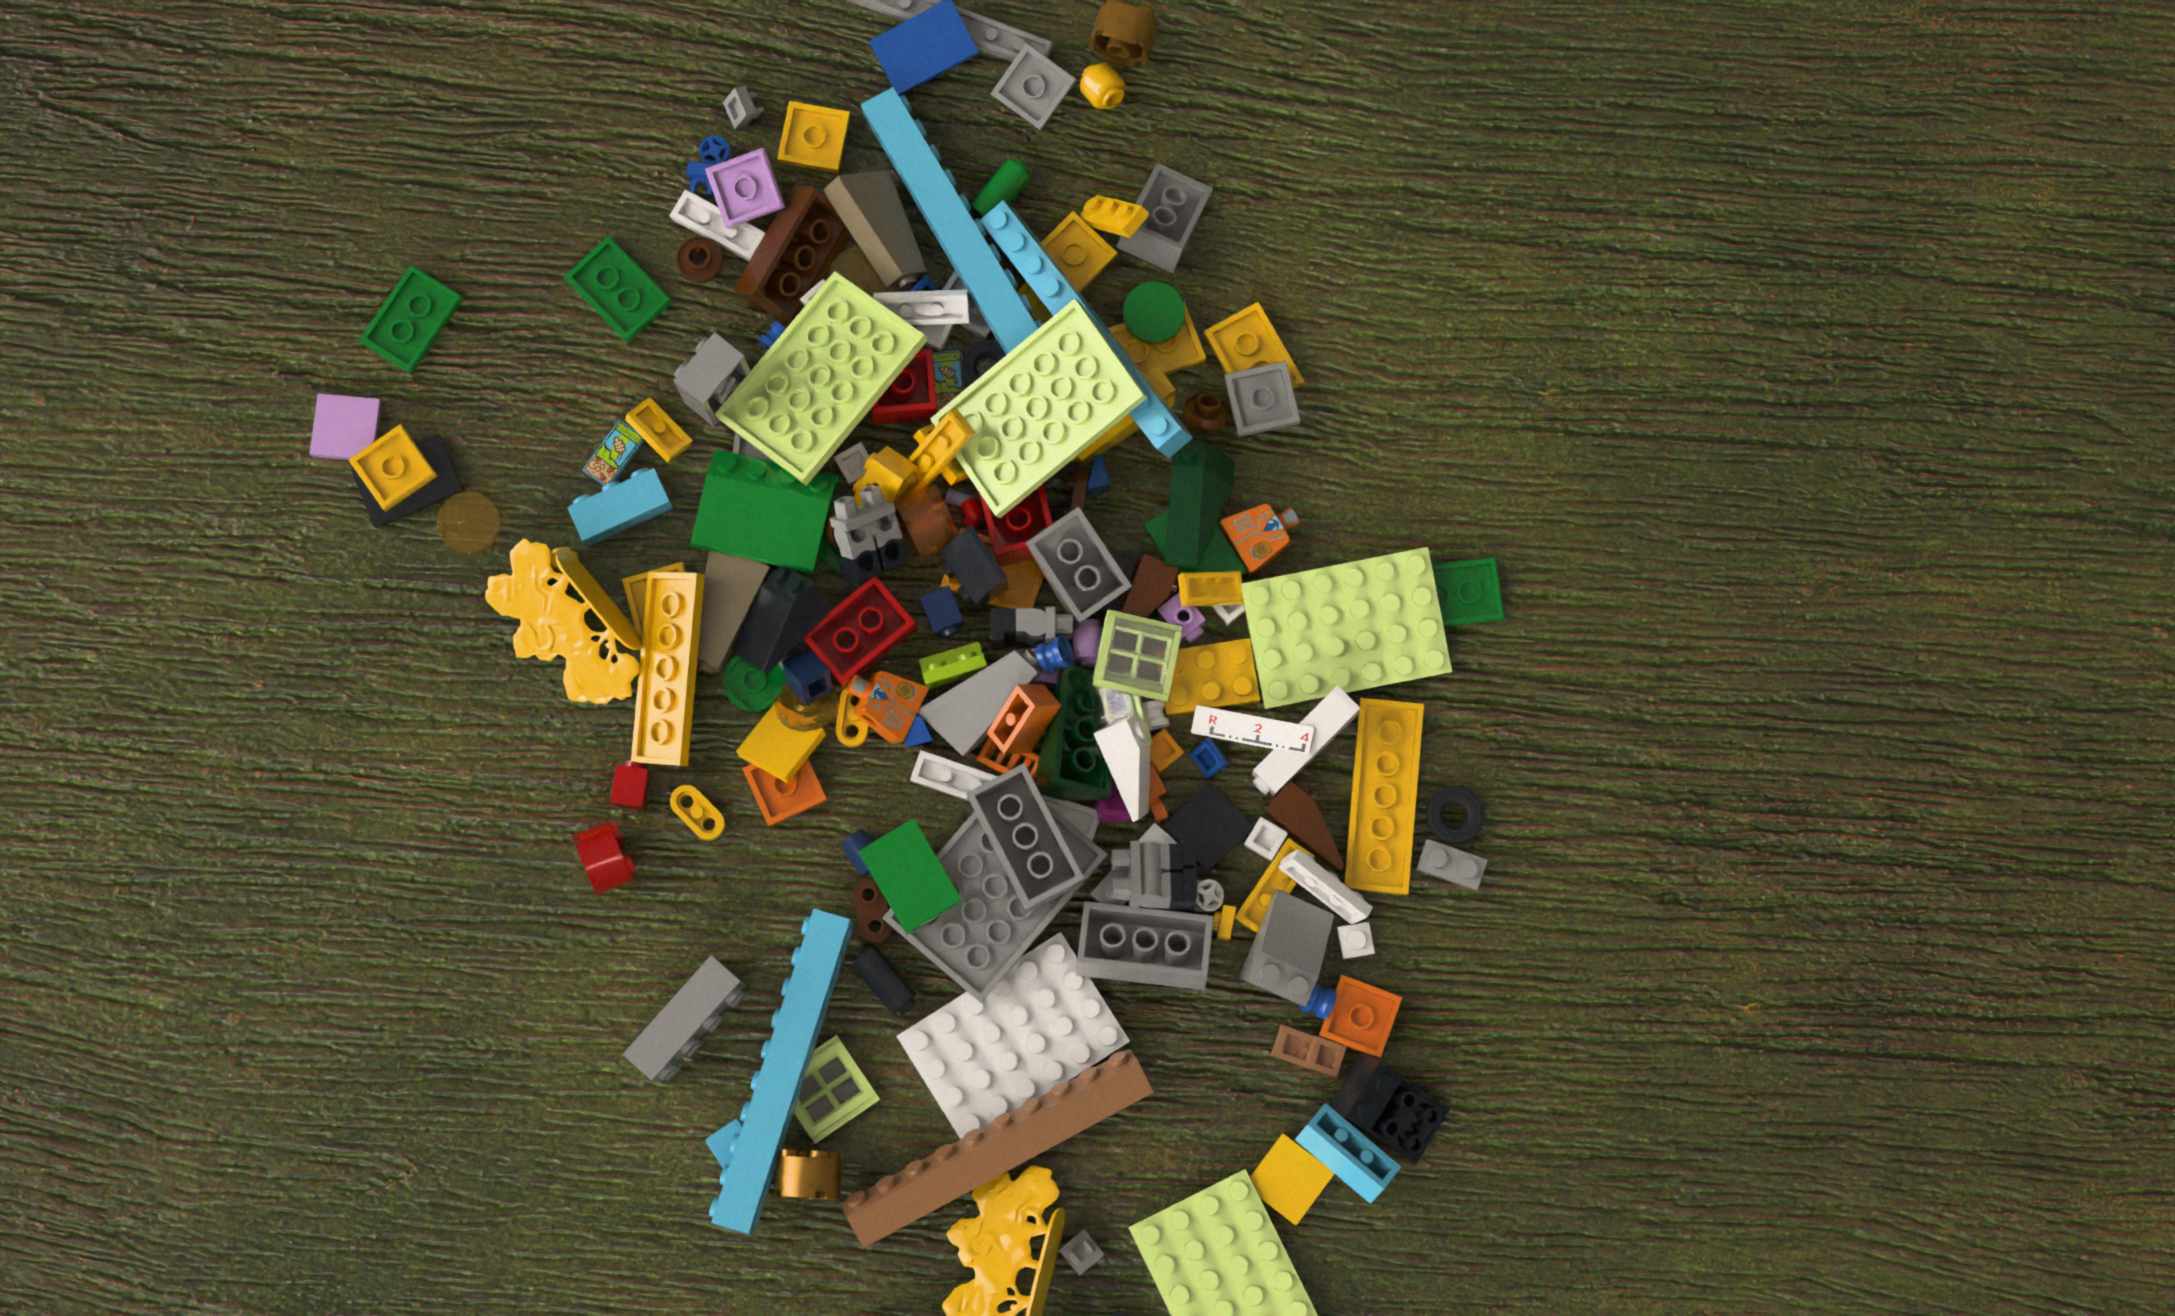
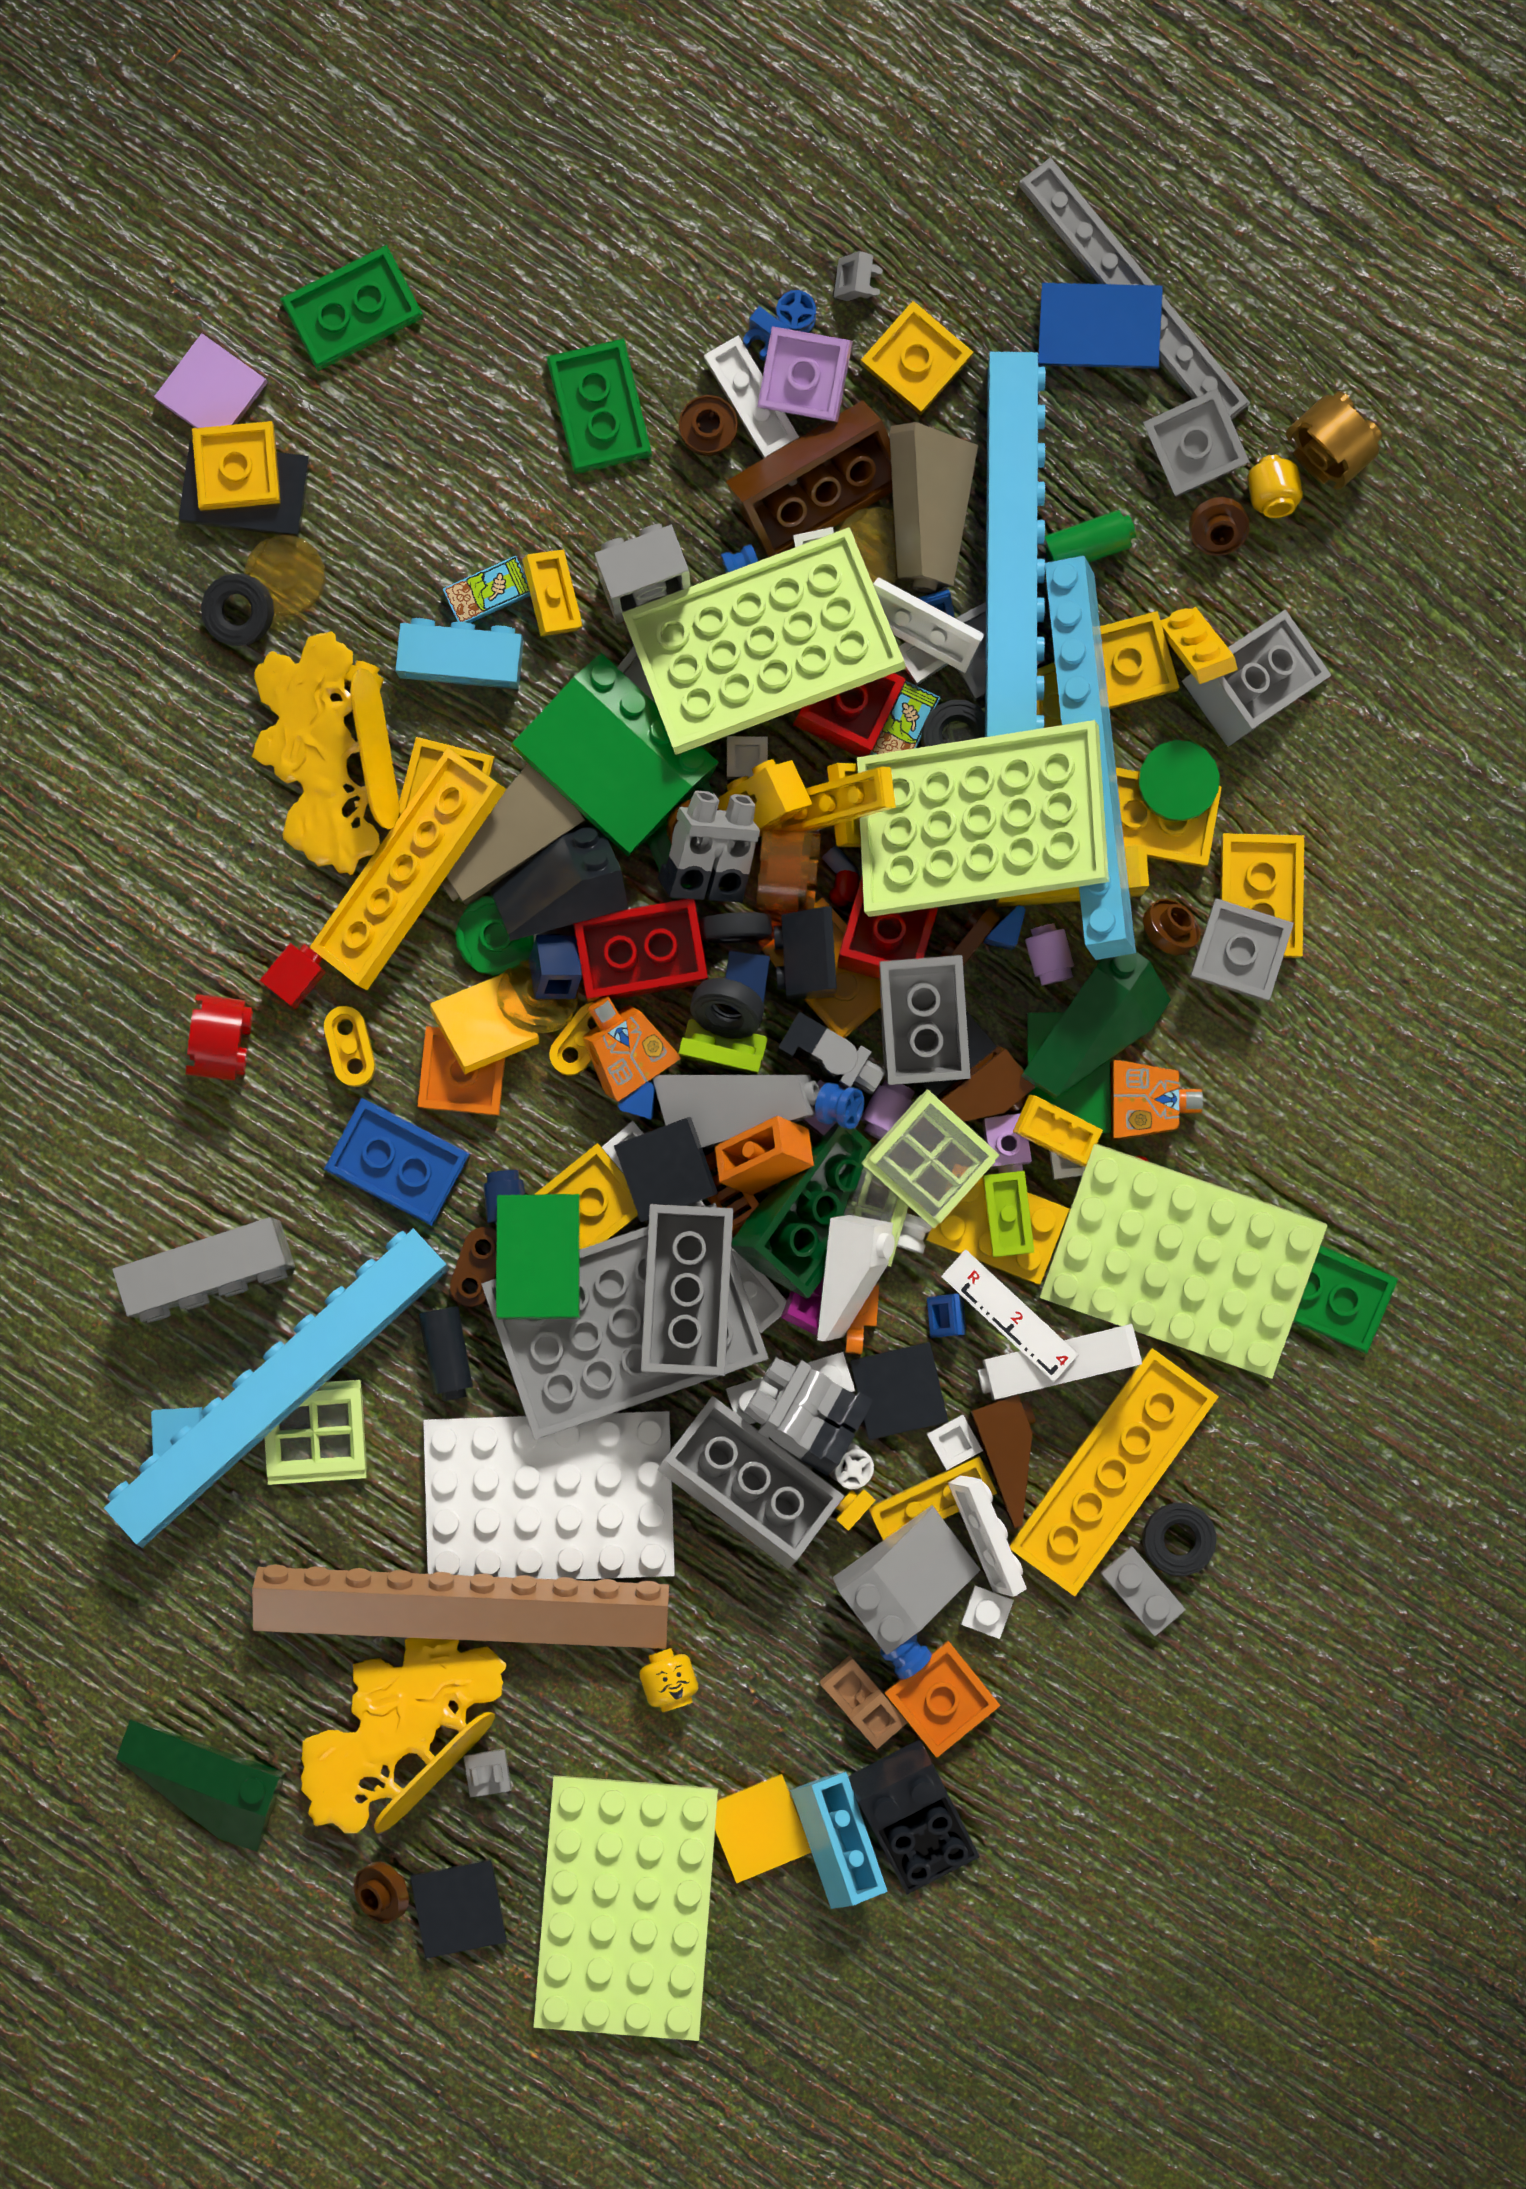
camera: 30 degrees right, 5 degrees up
(431, 569) = (261, 609): none -> black tyre
(775, 872) = (397, 1161): none -> blue tile
(808, 1174) = (239, 1516): pearl gold brick -> none
(914, 579) = (736, 927): none -> black tyre
(932, 810) = (603, 1193): none -> yellow plate
(937, 623) = (732, 994): none -> black tyre
(961, 765) = (666, 1167): none -> black tile
(1080, 132) = (1219, 526): none -> reddish brown plate
(1136, 477) = (1050, 954): none -> lavender brick
(1164, 750) = (900, 1278): light orange tile -> none
(1168, 1113) = (668, 1680): none -> yellow head
(1211, 663) = (1008, 1214): none -> lime plate

